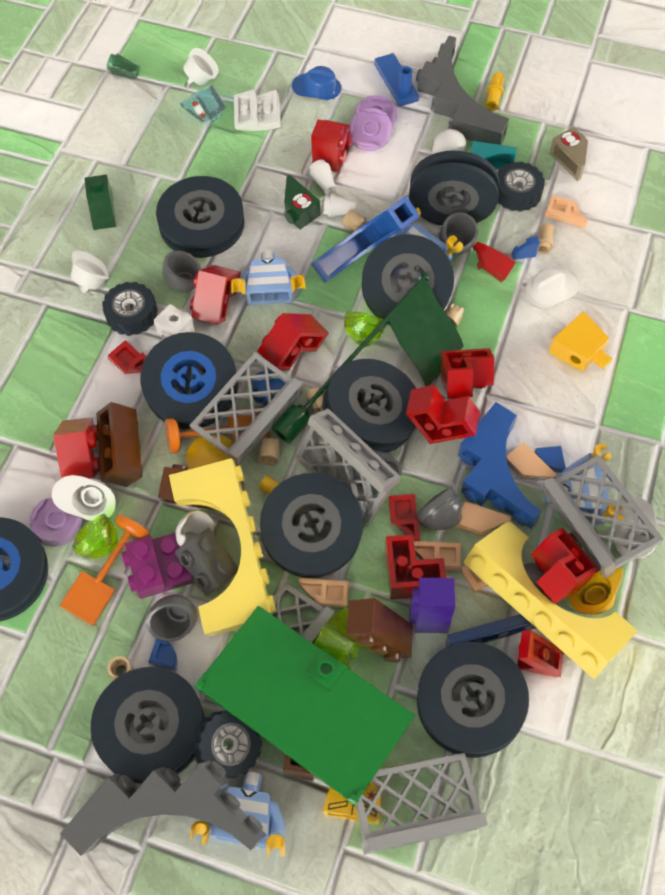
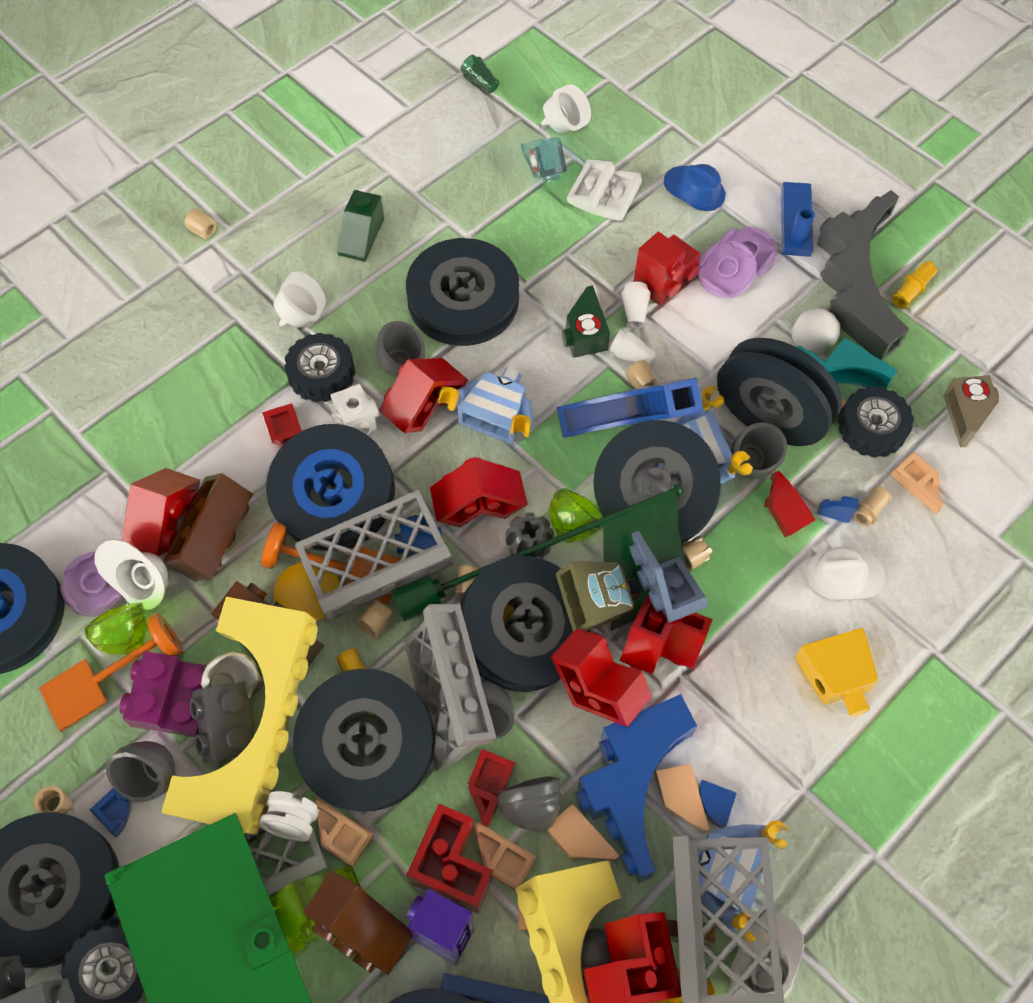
camera: 25 degrees right, 0 degrees up
(292, 593) = (289, 816): none -> white wheel
(339, 350) = (527, 533): none -> dark grey piece
(408, 363) = (596, 593): none -> olive torso
(449, 335) = (670, 582): none -> sand blue bracket

